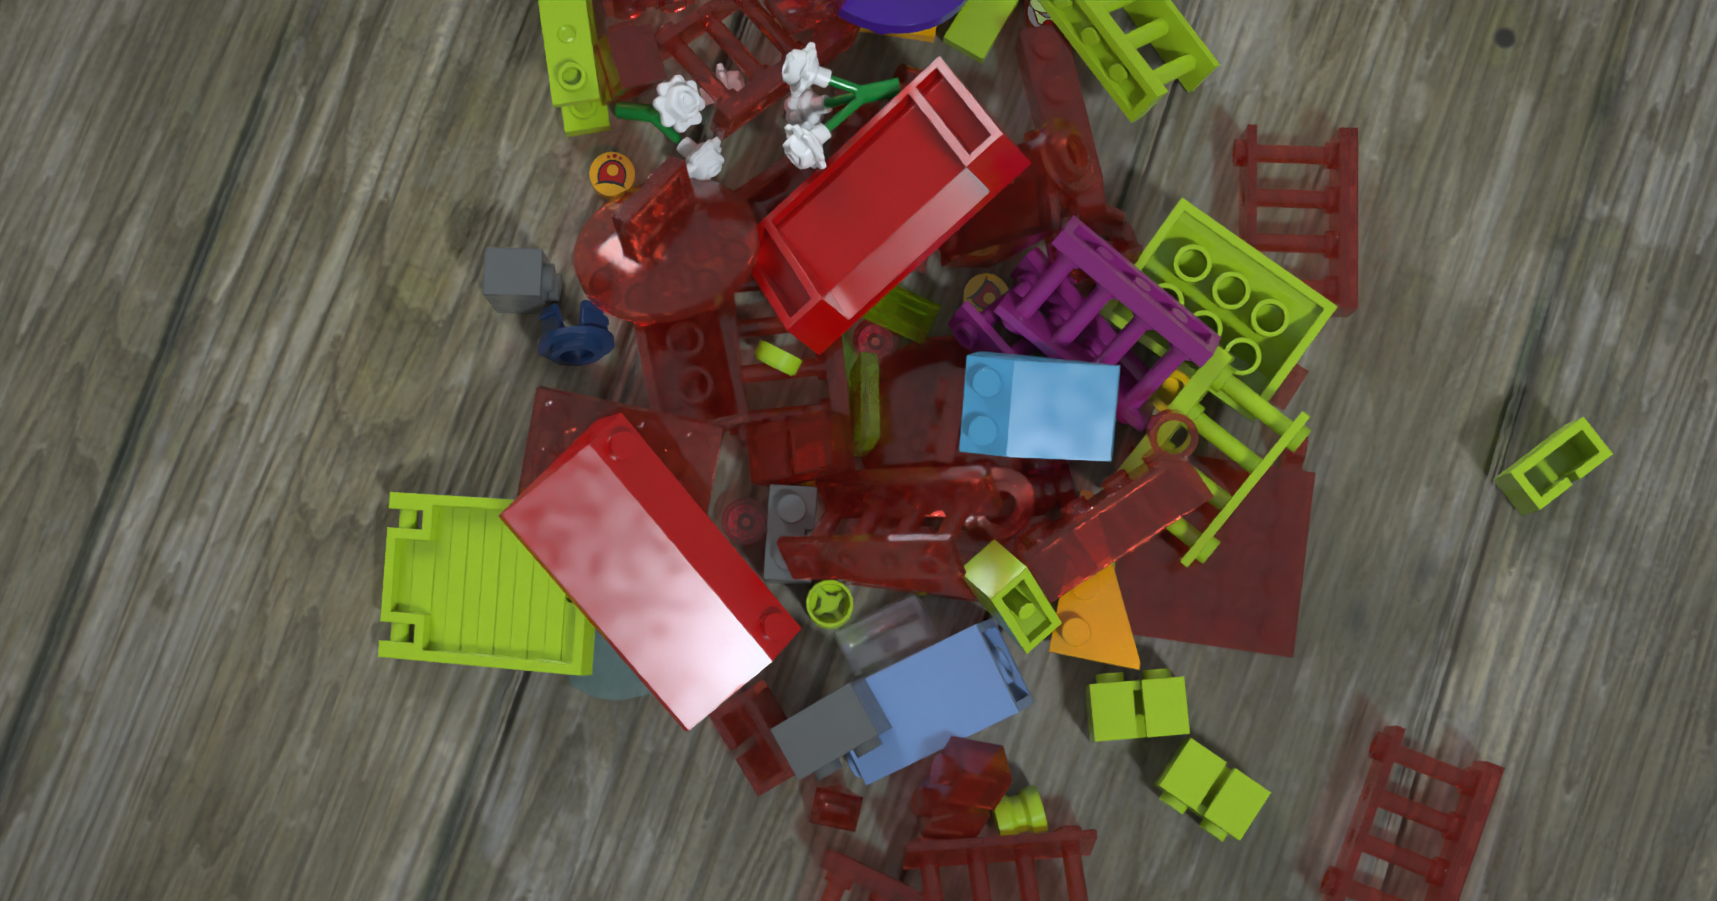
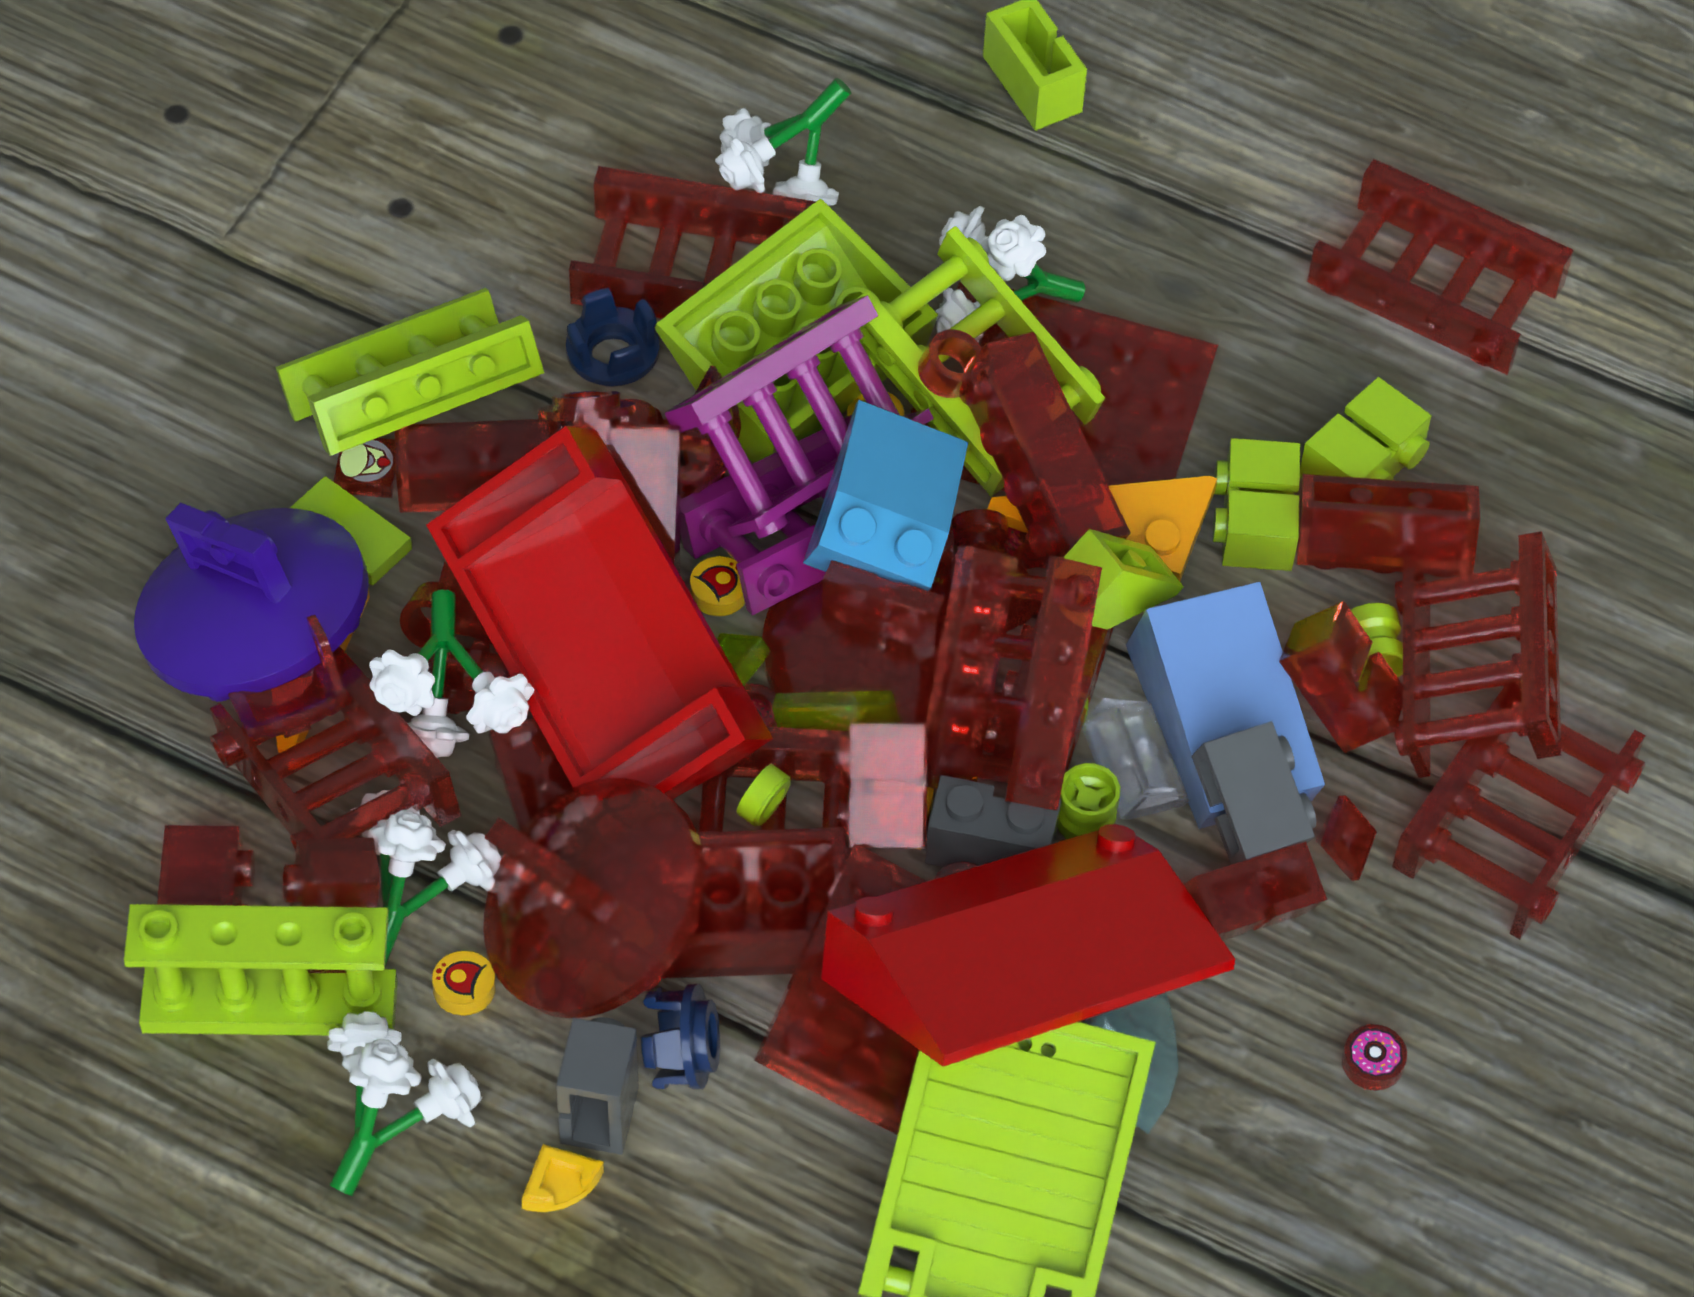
camera: 80 degrees left, 25 degrees down
(465, 272) = (560, 1180): none -> yellow tile
(488, 129) = (383, 1067): none -> white plant
(653, 847) = (1374, 1057): none -> tile
(1127, 814) = (1380, 521): none -> clear red brick
(1215, 157) = (605, 321): none -> dark blue piece
(1312, 470) = (1011, 250): none -> white plant
(1419, 245) = (750, 144): none -> white plant

